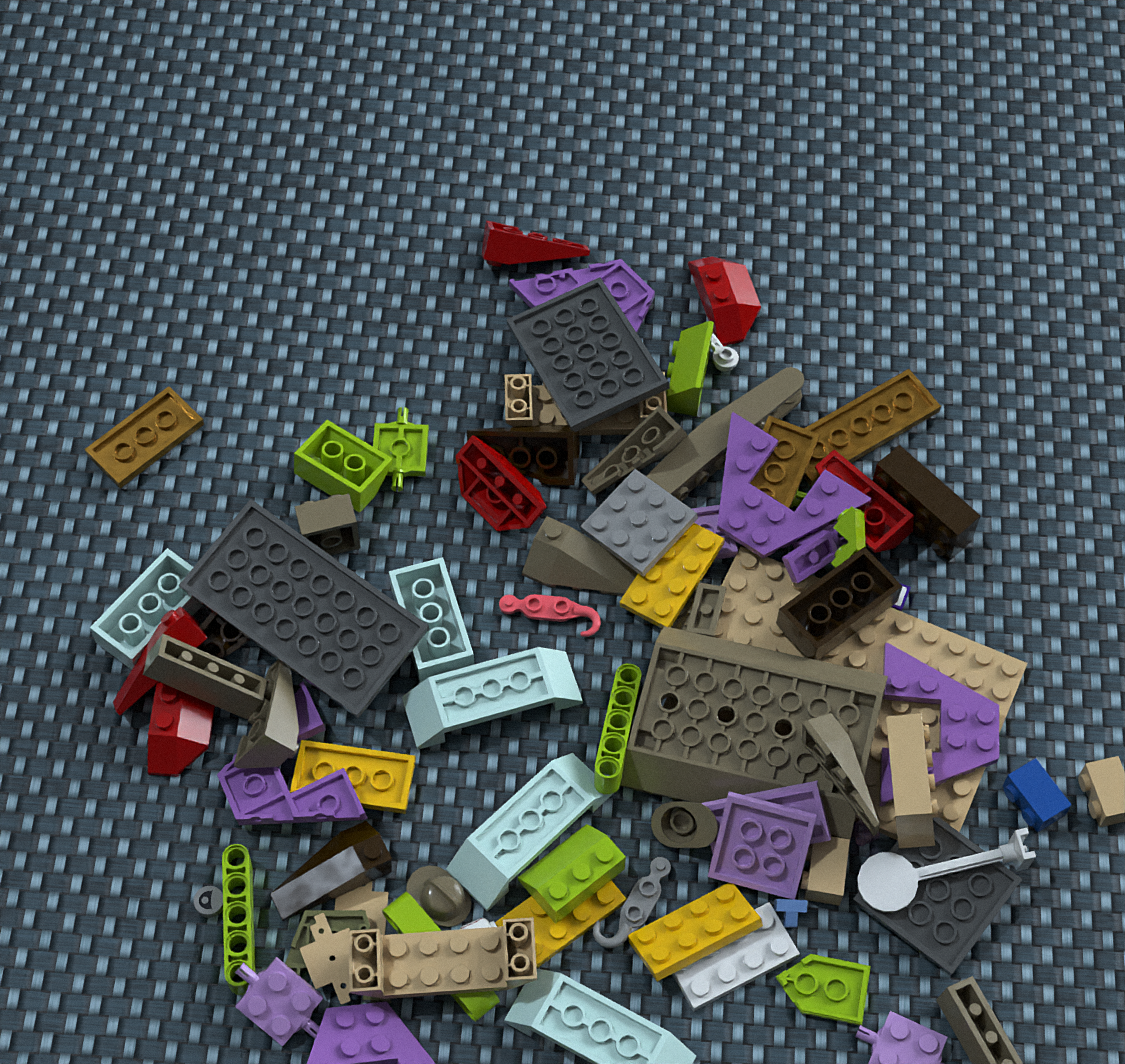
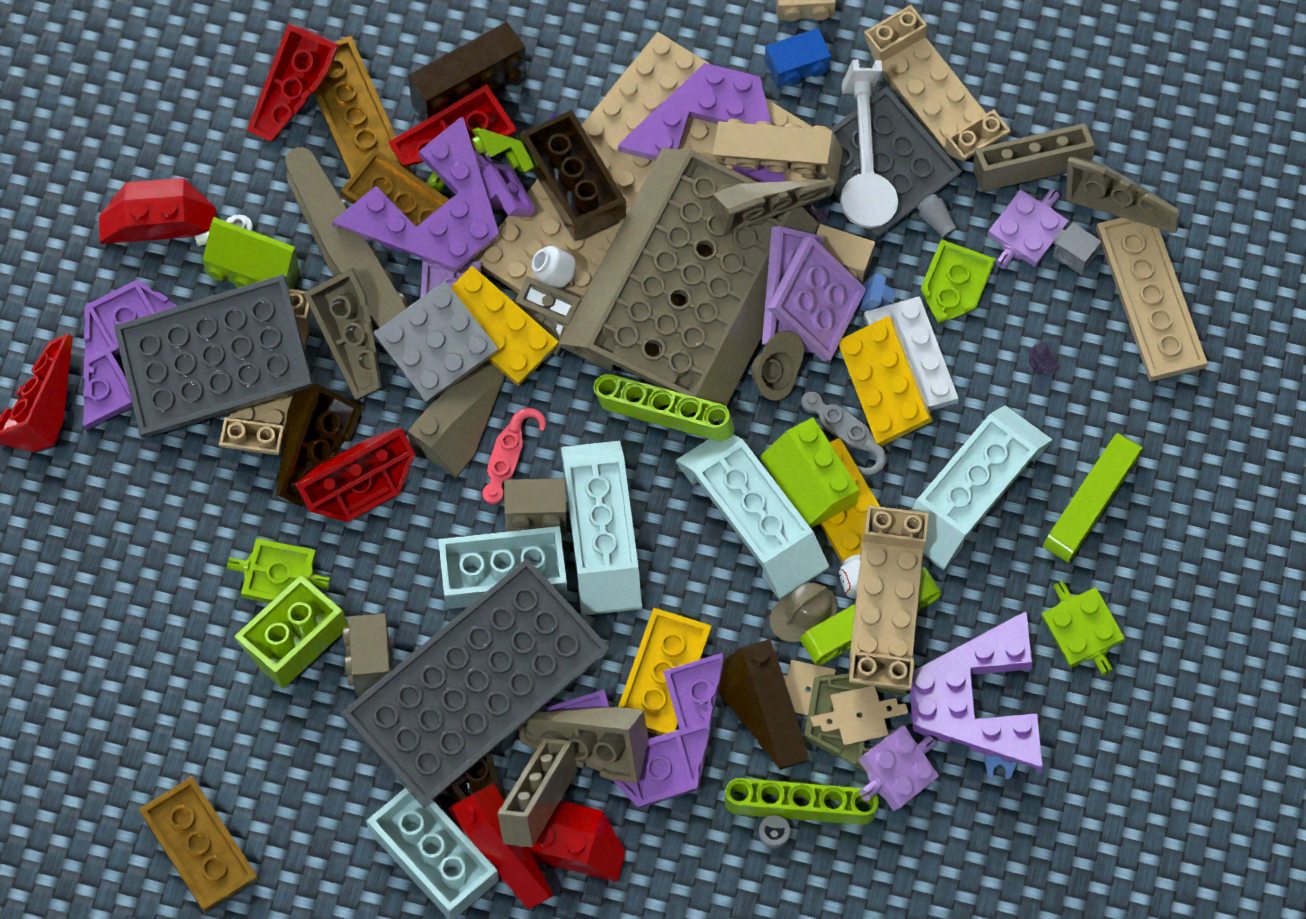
camera: 80 degrees left, 5 degrees up
(490, 629) = (535, 504): none -> dark tan brick
(738, 605) = (554, 266): none -> white head
(880, 362) = (296, 72): none -> red wedge
(896, 956) = (936, 215): none -> light grey cone
(1043, 931) = (931, 86): none -> tan slope

